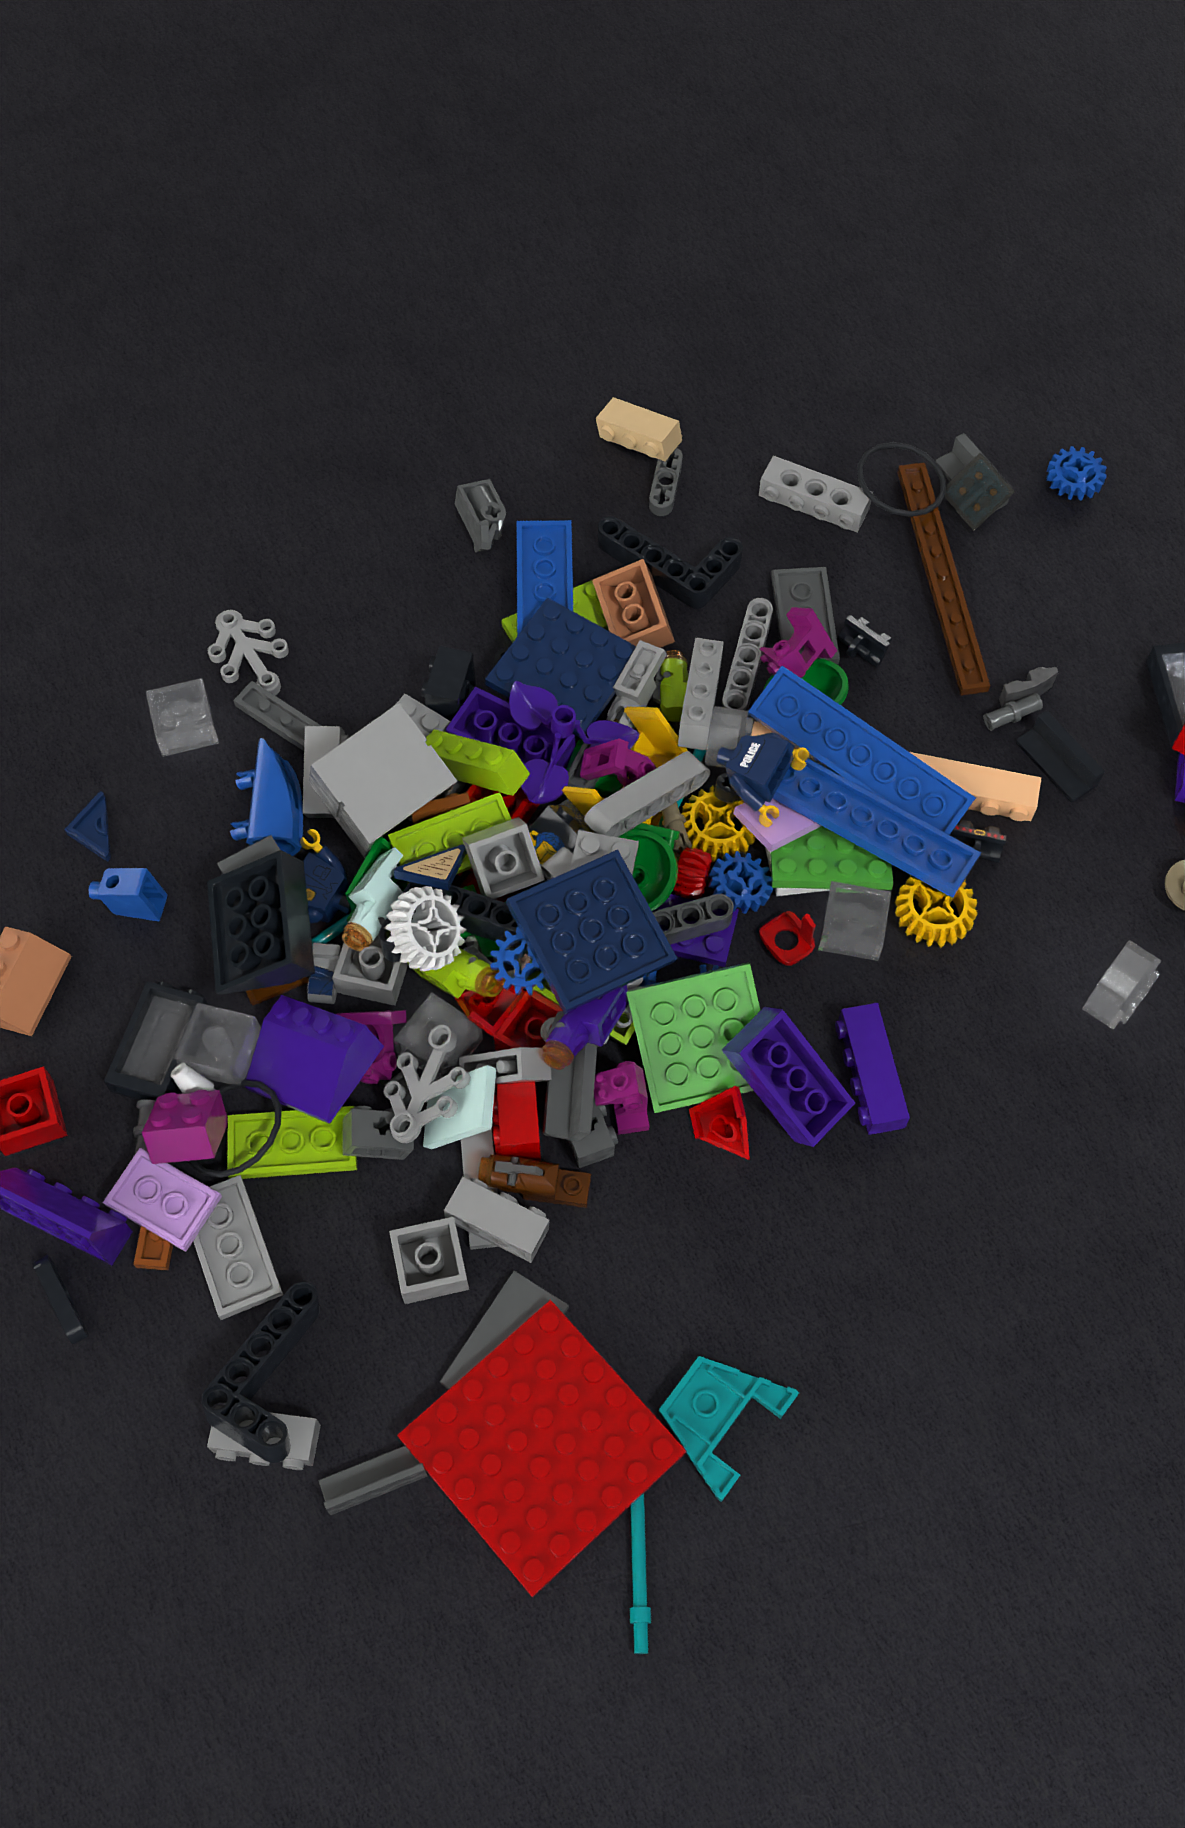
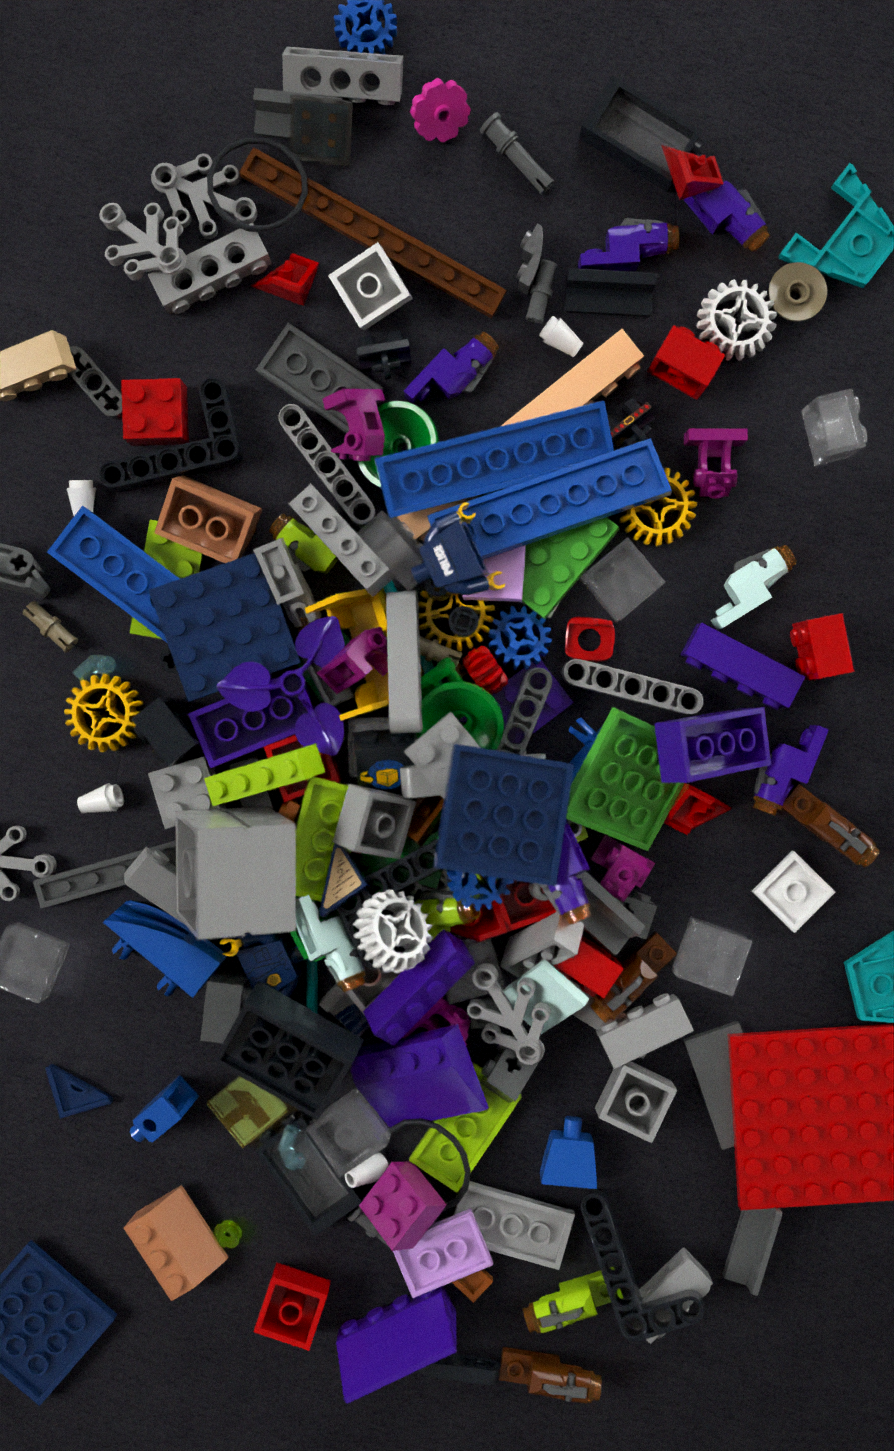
camera: 45 degrees left, 25 degrees up
(57, 1027) = (231, 1227): none -> clear neon green plate
(109, 1386) = (548, 1376): none -> reddish brown plate
(172, 999) = (287, 1151): none -> clear light blue arm
(178, 960) = (246, 1109): none -> clear yellow tile
(186, 1344) = (571, 1304): none -> lime plate
(332, 1248) = (569, 1157): none -> blue torso
(356, 686) = (102, 799): none -> white cone
(391, 993) = (418, 988): none -> dark purple brick
(409, 648) = (99, 724): none -> yellow gear
(456, 614) = (95, 664): none -> clear light blue arm
(461, 568) = (50, 626): none -> dark tan pin
(581, 522) = (81, 493): none -> white cone
(609, 1227) = (711, 956): none -> clear brick
(681, 525) = (155, 412): none -> red brick
(716, 821) = (461, 625): none -> black wheel
(723, 1261) = (793, 891): none -> white plate
(775, 981) = (646, 684): none -> light grey beam
(796, 456) = (167, 259): none -> light grey plant
(805, 1245) = (830, 826): none -> reddish brown plate
(824, 1168) = (787, 765): none -> dark purple plate
(852, 431) = (199, 194): none -> light grey plant
(856, 549) = (290, 280): none -> red slope
(894, 694) = (455, 374): none -> dark purple plate
(902, 594) = (370, 286): none -> white brick
(943, 1022) = (749, 582): none -> light aqua plate
(944, 1111) = (822, 647): none -> red brick
(994, 746) = (560, 336): none -> white cone
(1024, 914) = (715, 444): none -> magenta tile
(1060, 503) = (356, 64): none -> light grey brick
(1061, 563) = (440, 110): none -> dark pink plant
(1061, 839) = (686, 362): none -> red brick
(1092, 616) = (508, 144): none -> dark grey pin
(1110, 743) = (630, 241): none -> dark purple plate
(1126, 872) = (760, 322): none -> white gear

